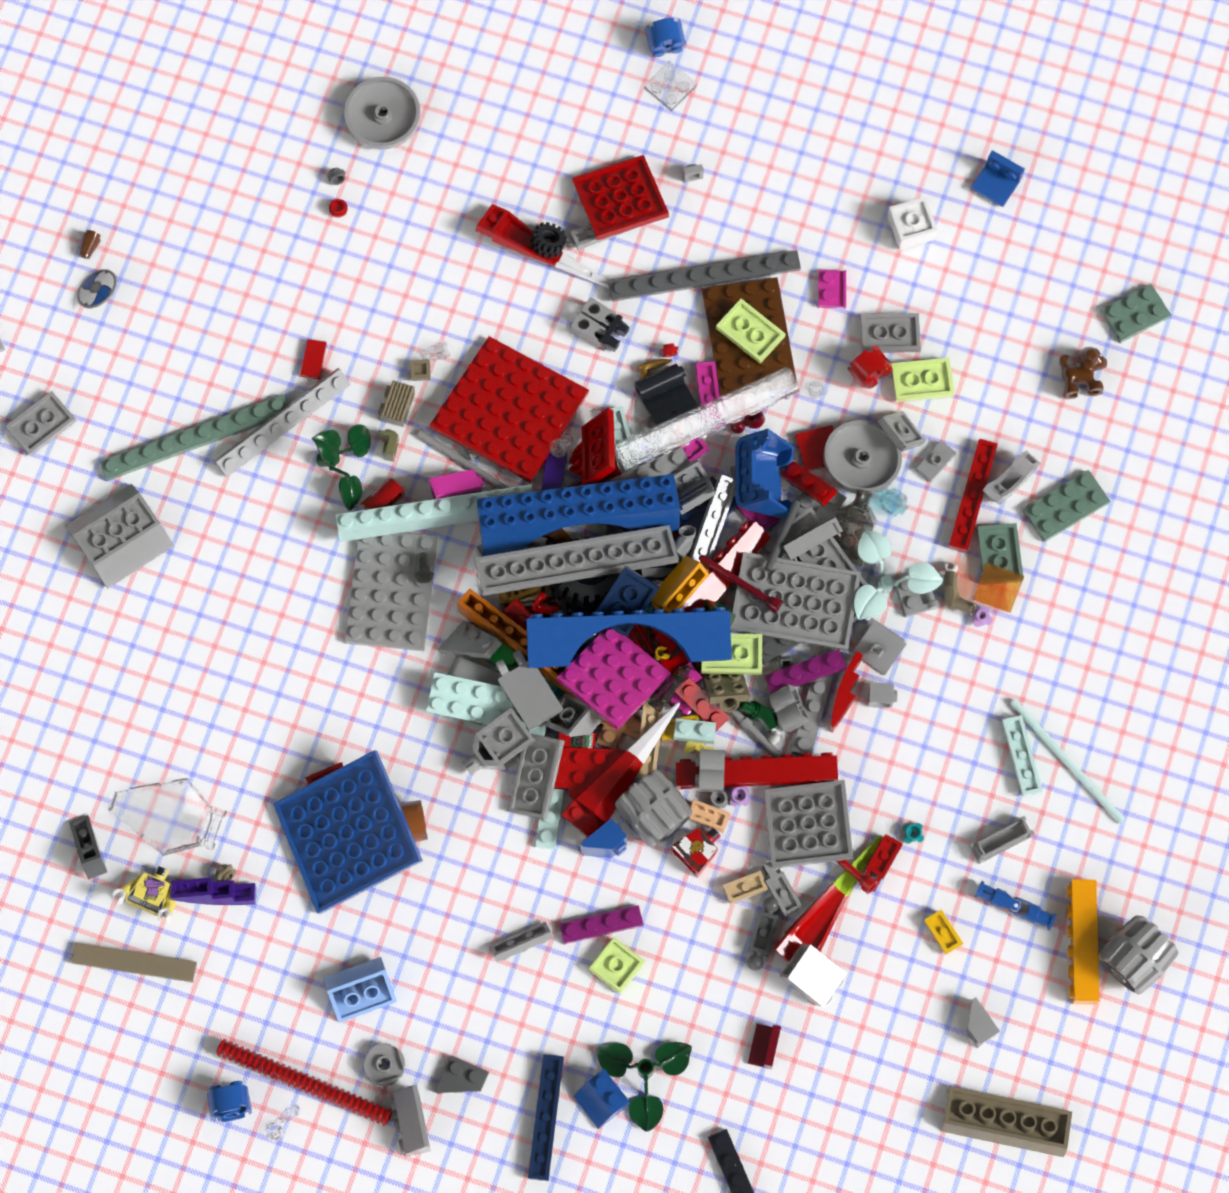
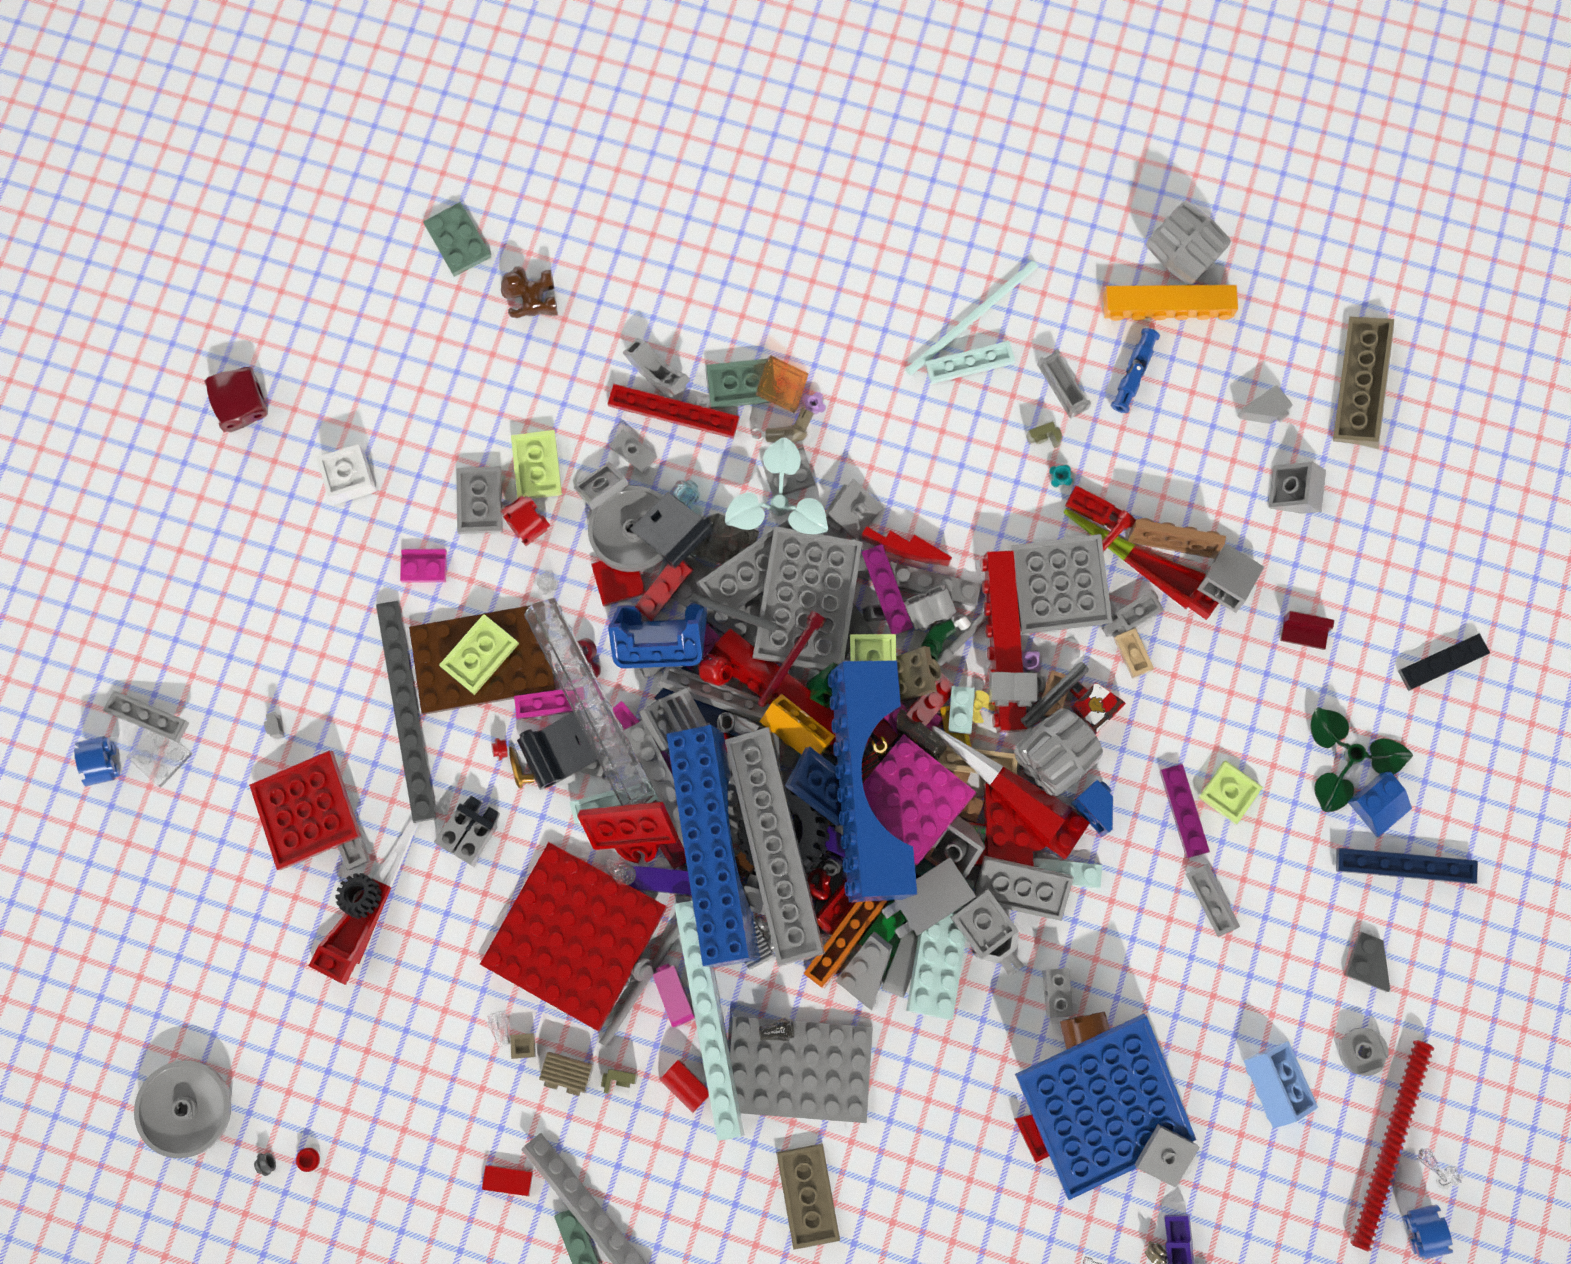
camera: 90 degrees left, 5 degrees up
(288, 594) = (808, 1196): none -> dark tan tile
(304, 886) = (1166, 1156): none -> light grey plate
(328, 445) = (636, 1153): dark green plant -> none
(410, 1121) = (1429, 1017): light grey slope -> none
(445, 802) = (1057, 993): none -> light grey brick
(479, 462) = (642, 969): none -> light grey plate
(702, 73) = (146, 716): none -> light grey tile
(706, 811) = (1054, 695): none -> dark grey axle
(732, 521) = (715, 669): none -> red head
(763, 933) = (1184, 633): dark grey plate -> none
(812, 538) = (736, 578): light grey container -> none
(849, 933) = (1175, 538): none -> medium nougat plate
(857, 486) = (672, 529): none -> door
(881, 695) = (908, 508): light grey brick -> none
(900, 1047) = (1297, 487): none -> light grey slope
(943, 932) = (1169, 444): yellow plate -> none
(951, 815) = (1041, 434): none -> olive bracket
(981, 133) = (236, 398): none -> dark red piece
(998, 179) = (292, 381): blue bracket -> none
(1066, 505) = (683, 314): sand green plate -> none

